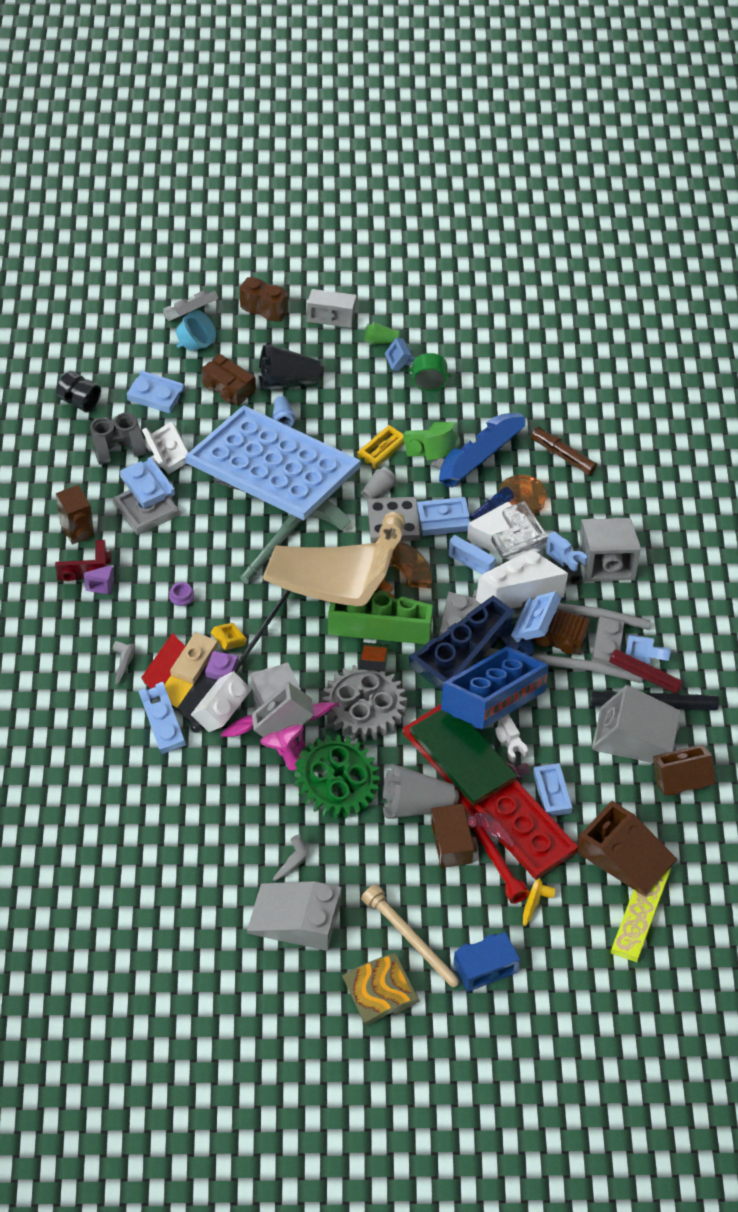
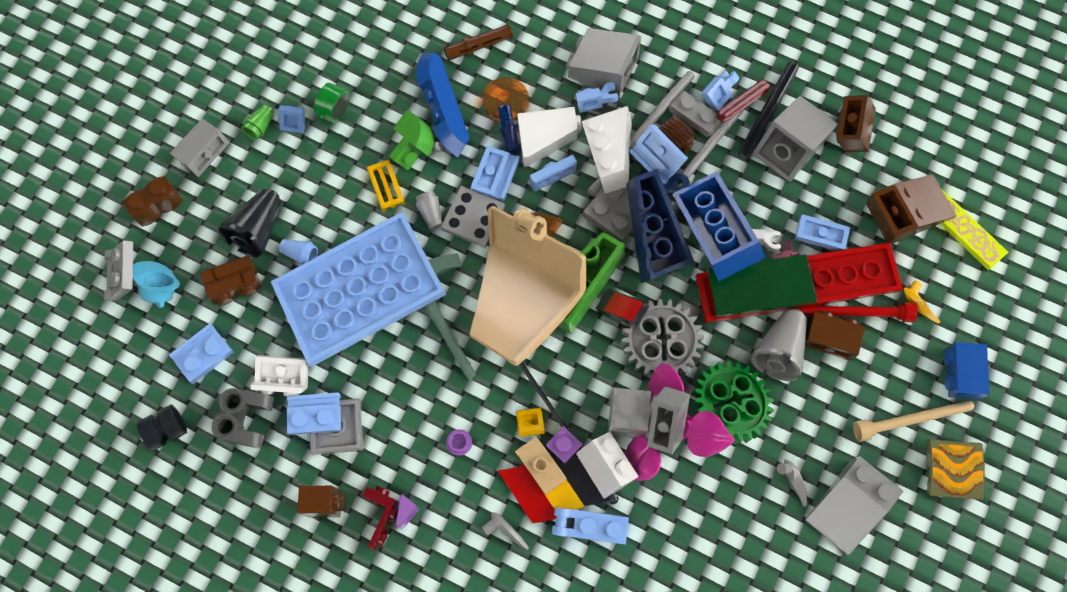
camera: 60 degrees left, 20 degrees up
(490, 825) = (838, 301): clear pink bar -> none
(523, 532) = (564, 116): clear plate -> none

